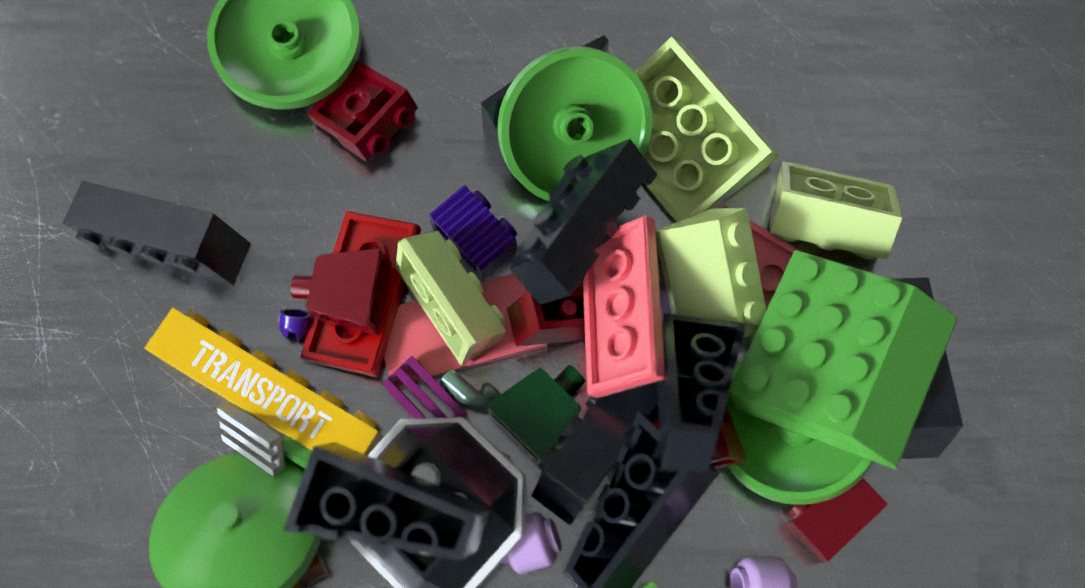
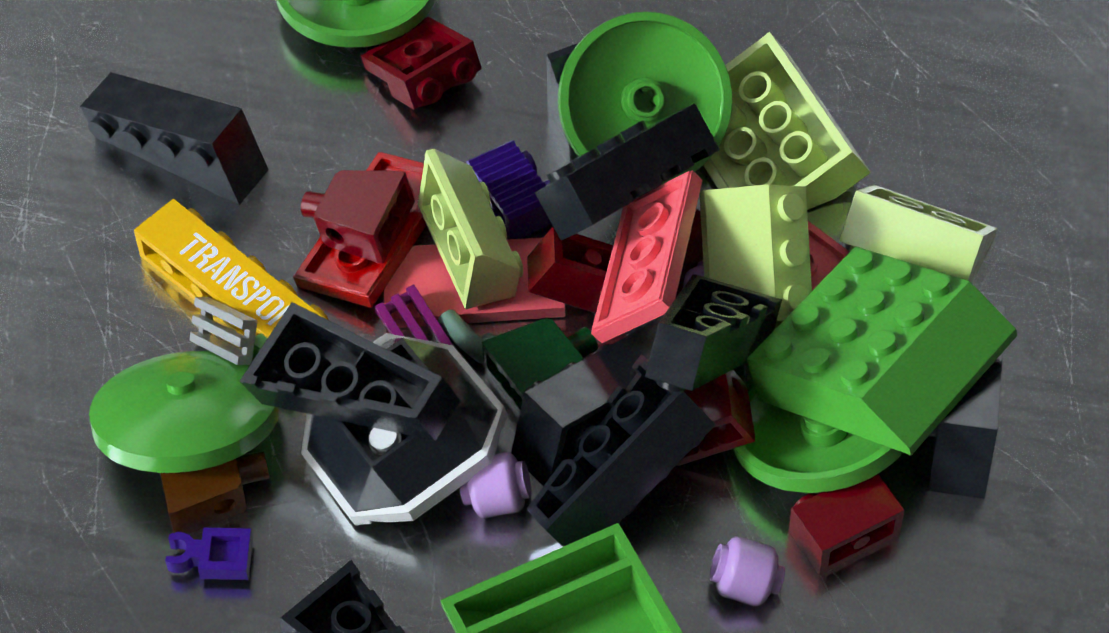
camera: 15 degrees right, 20 degrees down
(294, 321) = (295, 241): dark purple hinge -> none

